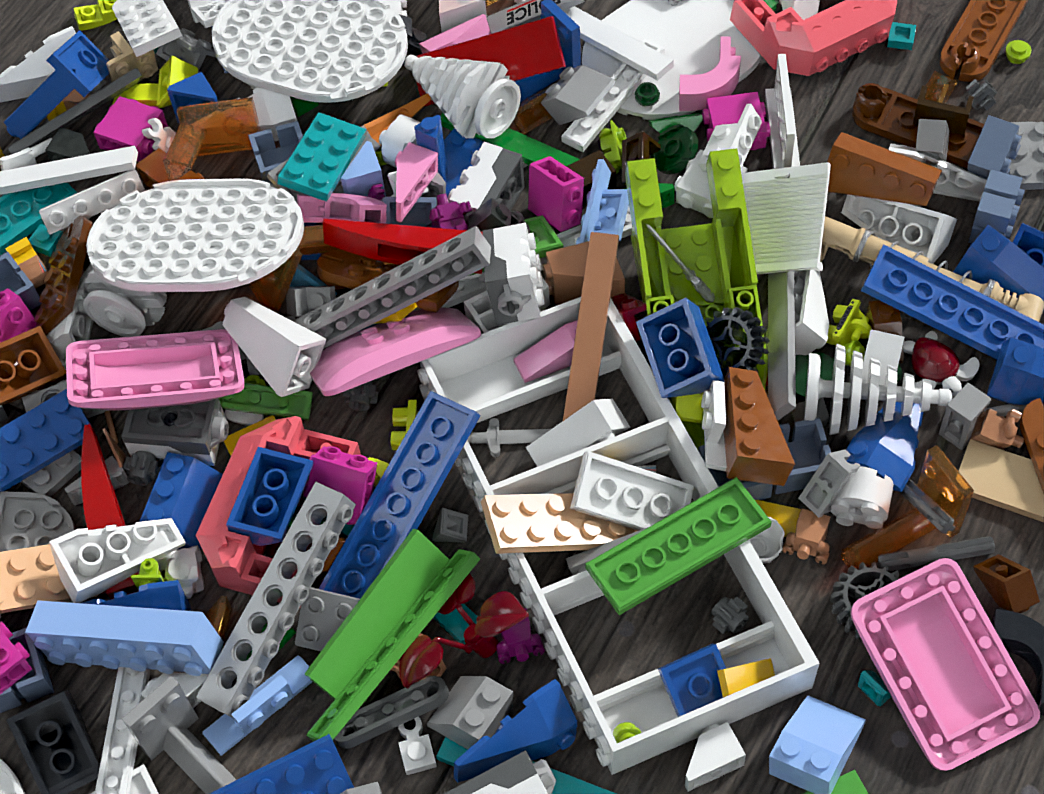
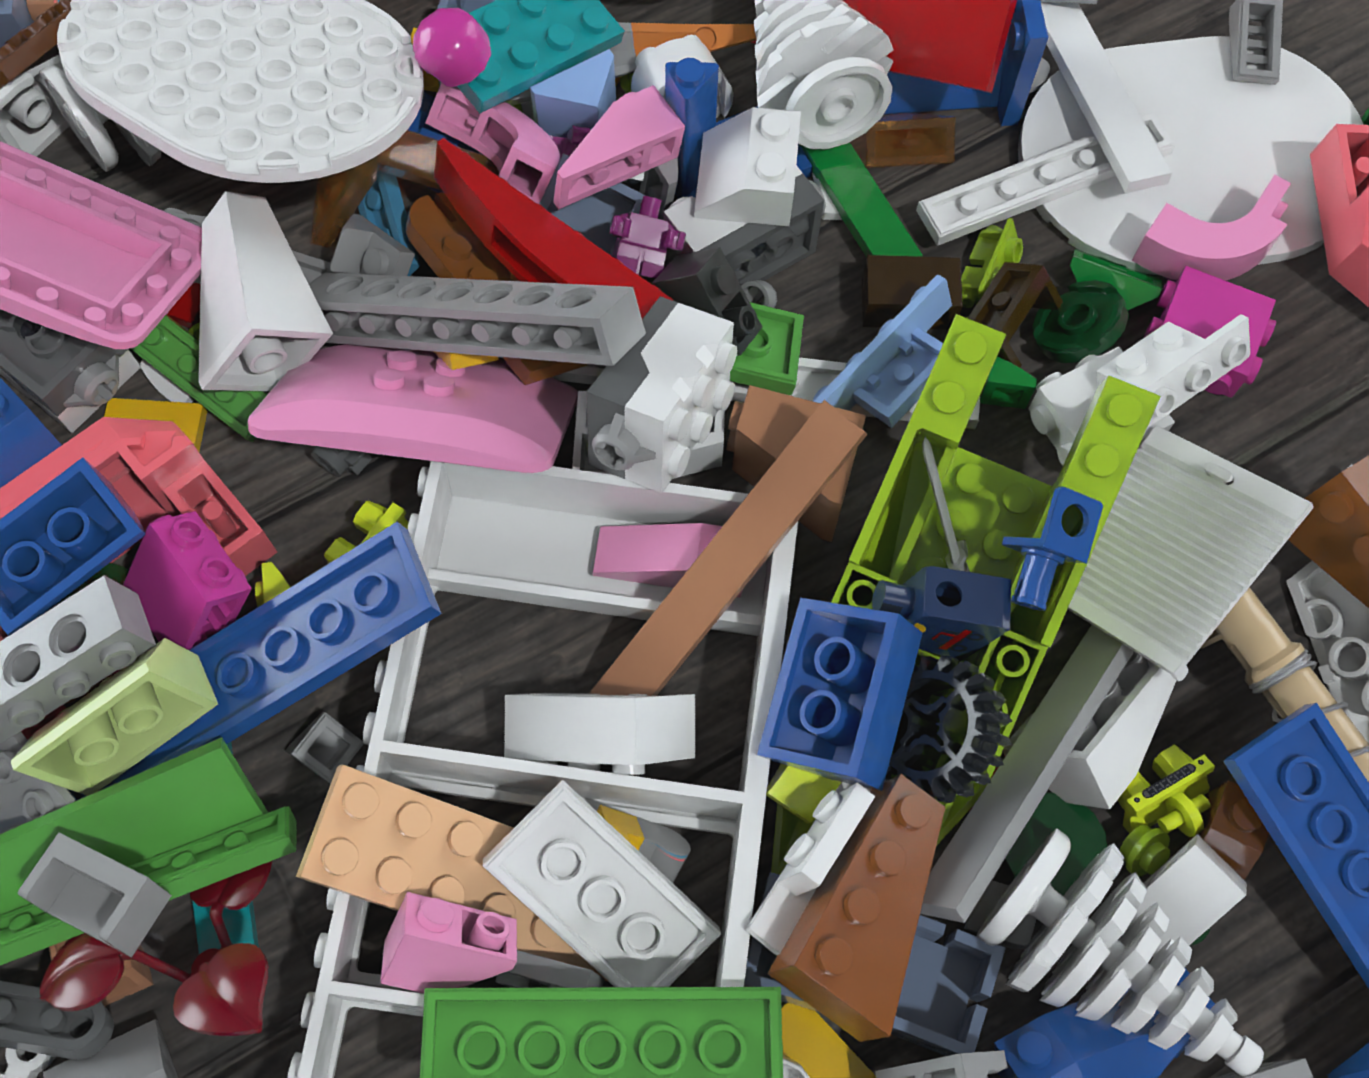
camera: 25 degrees right, 10 degrees up
(298, 174) = (451, 46): none -> dark pink hair
(358, 550) = (119, 721): none -> yellowish green slope
(405, 620) = (94, 894): none -> light grey panel
(479, 156) = (749, 168): none -> white slope
(495, 437) = (494, 639): light grey sword -> none
(519, 642) = (281, 1012): magenta piece -> none
(555, 193) = (841, 292): dark pink brick -> none
(576, 93) = (985, 145): light grey slope -> none
(576, 546) = (446, 945): none -> bright pink slope
(627, 307) = (816, 556): dark red bracket -> none
(647, 94) = (1096, 206): dark green plate -> none
(706, 288) = (950, 607): none -> dark blue torso
(732, 238) = (1053, 547): none -> blue bracket
(781, 119) = (1285, 373): white fence -> none
(939, 363) = (1277, 963): dark red animal -> none

